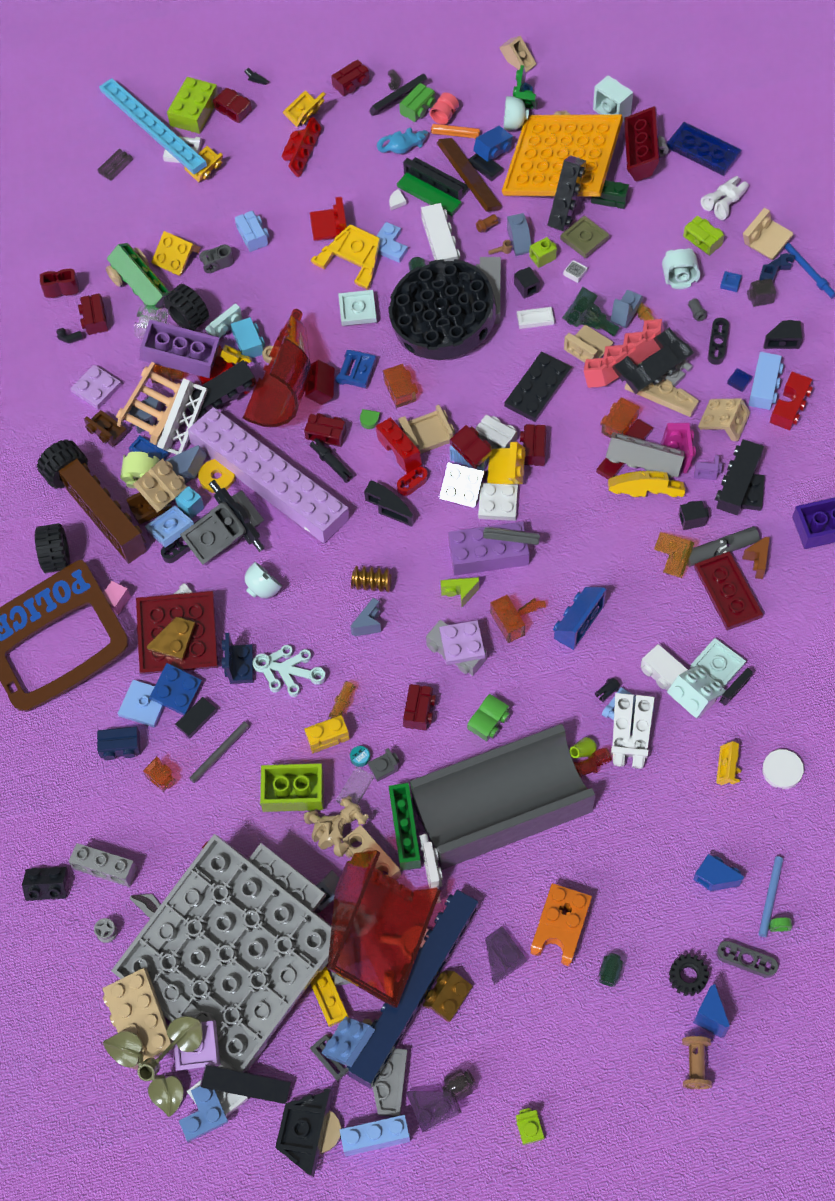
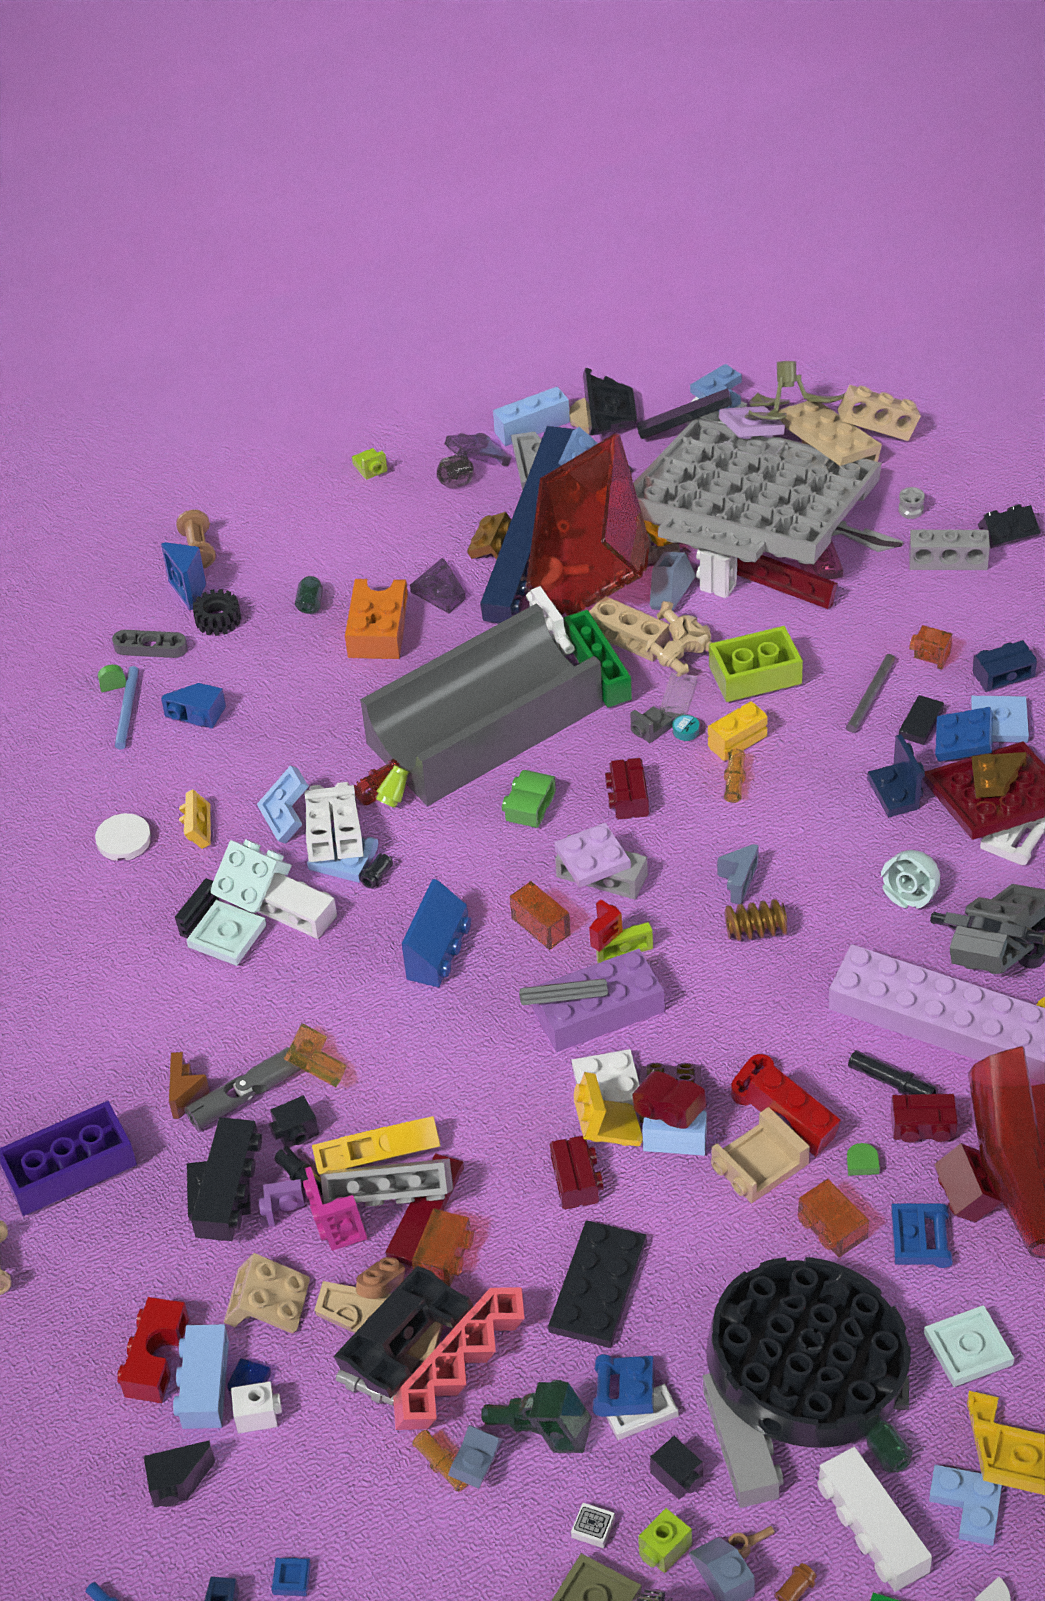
camera: 165 degrees right, 15 degrees down
(87, 1022) = (884, 421): none -> tan brick
(286, 668) = (857, 795): light aqua plant -> none
(388, 503) = (773, 1030): black slope -> none
(470, 577) = (606, 926): none -> red bracket
(496, 433) = (642, 1175): white brick -> none
(531, 606) = (511, 948): clear orange bar -> none
(535, 323) = (635, 1386): none -> blue plate
(586, 344) = (529, 1359): tan bracket -> none
(659, 407) = (380, 1278): none -> nougat plate
(665, 754) = (278, 803): none -> light blue plate
(680, 268) = (389, 1552): light aqua brick -> none
(693, 484) = (295, 1166): none -> black pin
(698, 313) = (340, 1485): dark grey pin -> none
(714, 346) = (305, 1454): black beam -> none
(728, 591) = (223, 1029): dark red plate -> none
(739, 358) = (255, 1407): none -> white brick
(761, 292) = (229, 1552): clear smoke brick -> none

